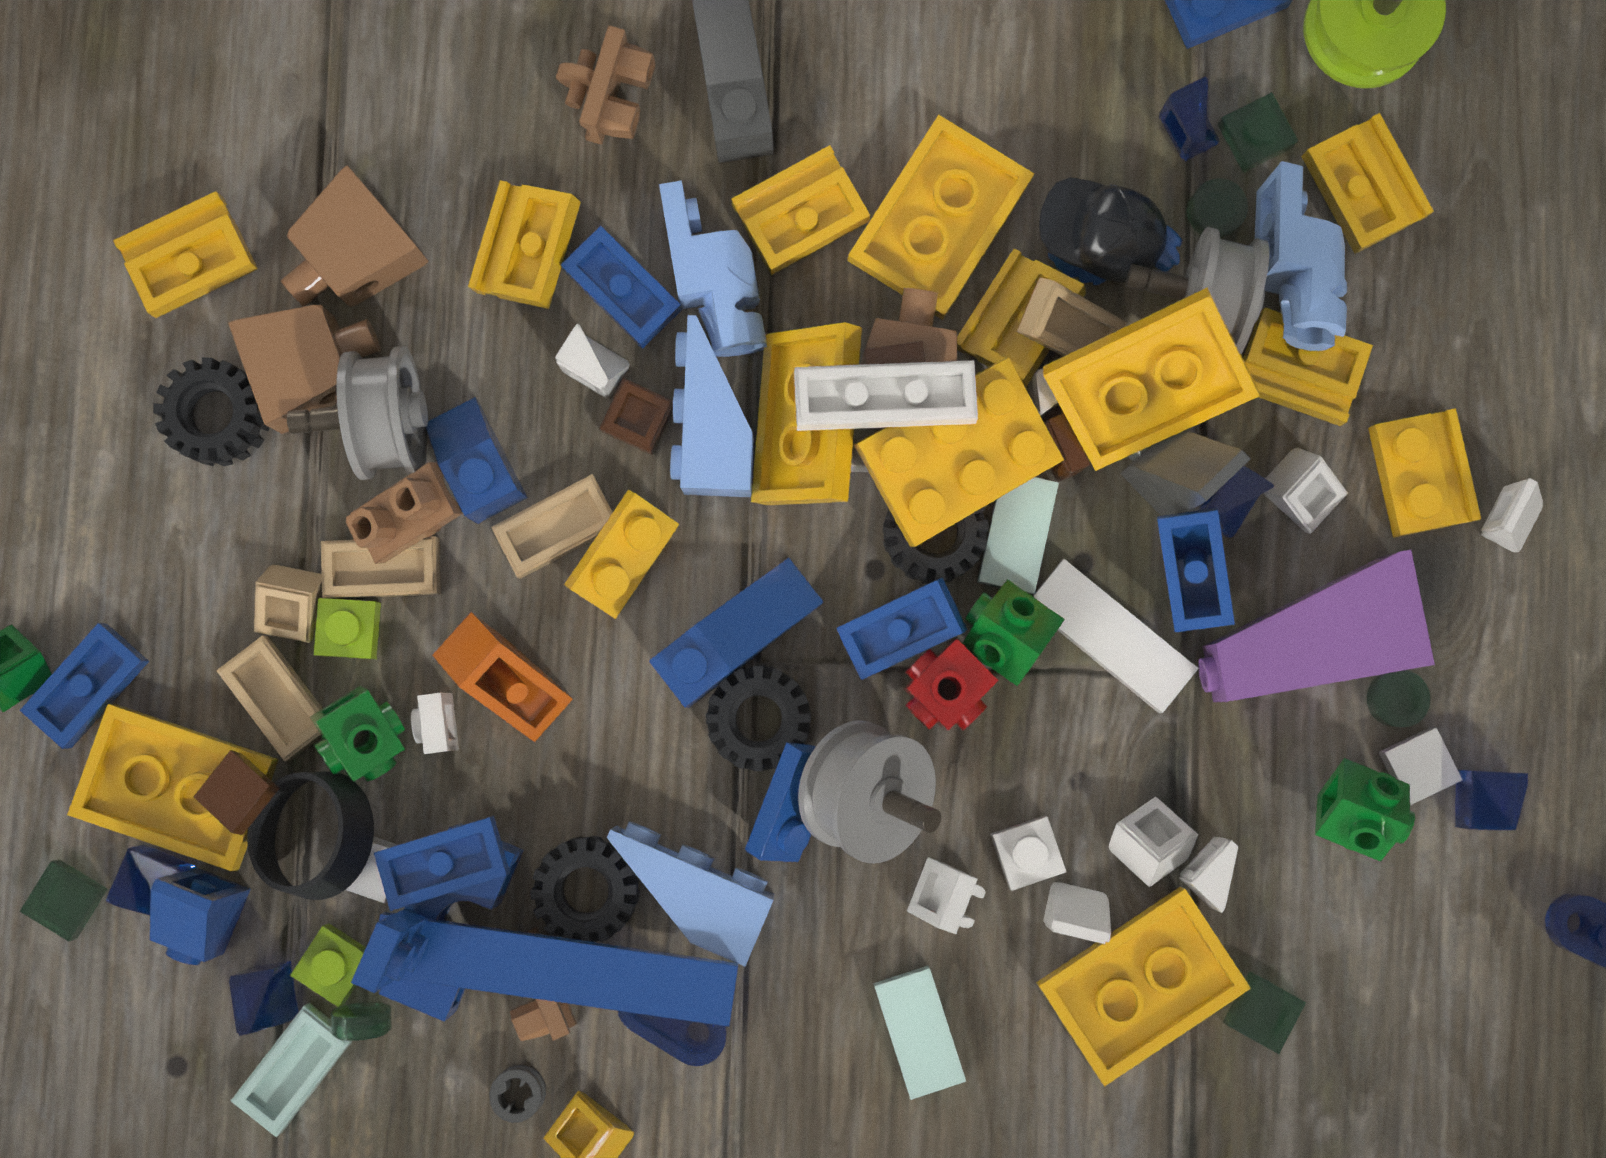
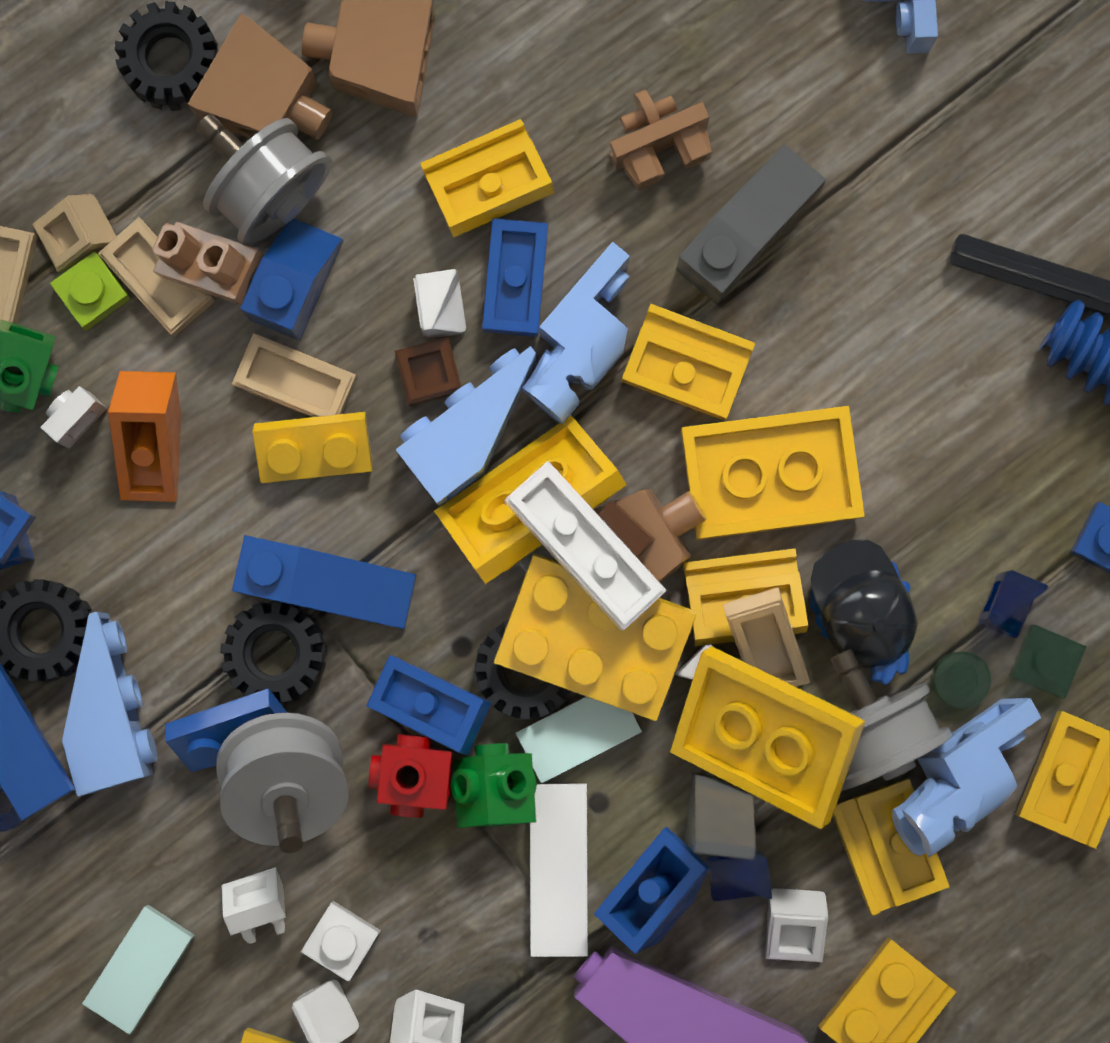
camera: 55 degrees right, 0 degrees up
(1069, 447) = (669, 715): reddish brown tile -> none

